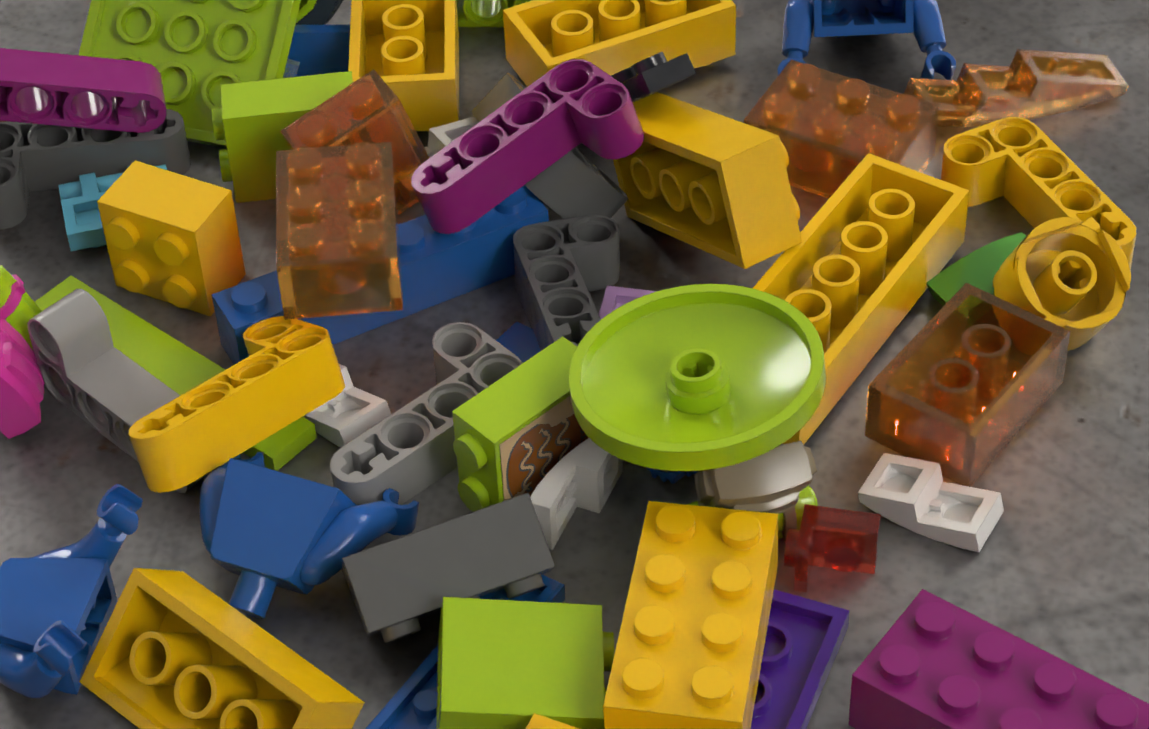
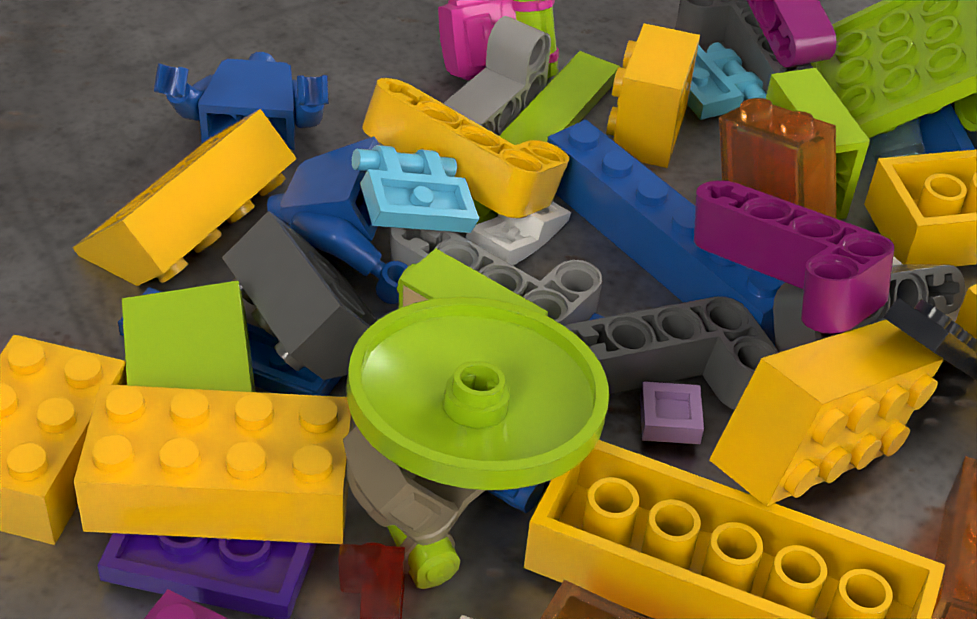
camera: 75 degrees right, 0 degrees up
(335, 429) = (414, 190): none -> medium azure plate
(337, 230) = (648, 154): clear orange brick -> none

